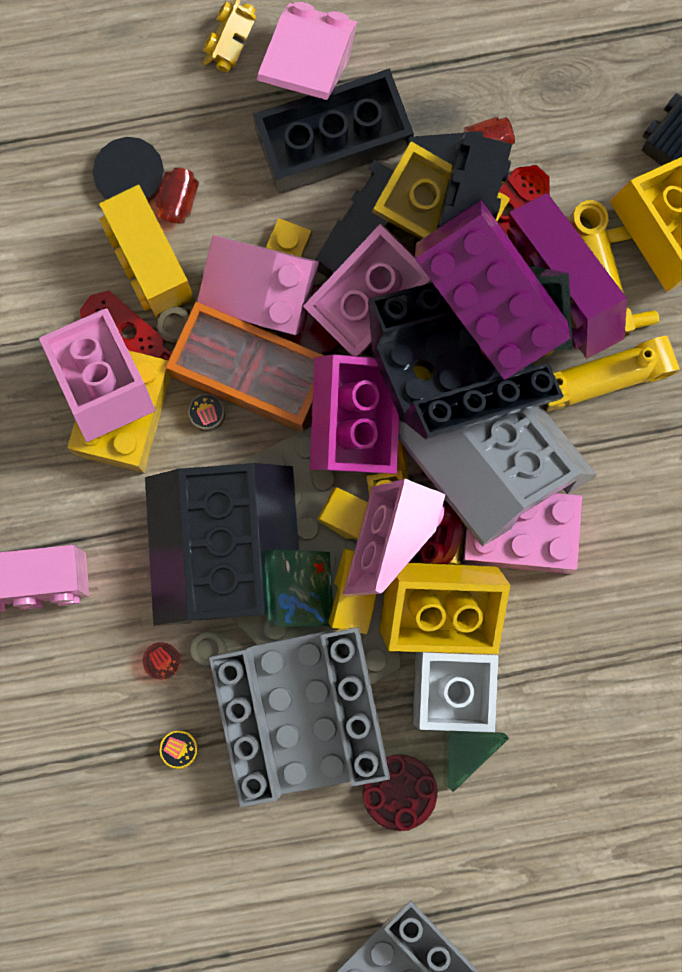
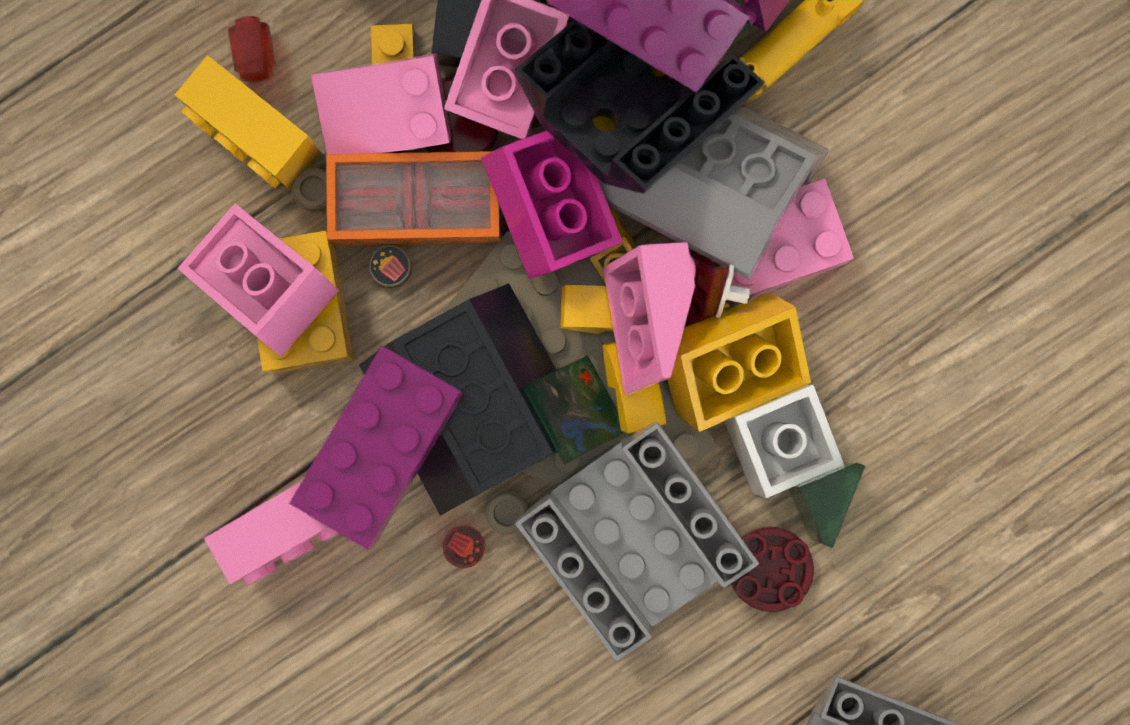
camera: 25 degrees left, 5 degrees up
(123, 318) = (257, 204): red piece -> none
(126, 546) = (376, 448): none -> magenta brick
(127, 164) = (182, 41): black tile -> none
(178, 749) = (524, 629): tile -> none
(452, 539) = (714, 288): none -> clear red piece
(464, 552) = (732, 293): none -> white piece

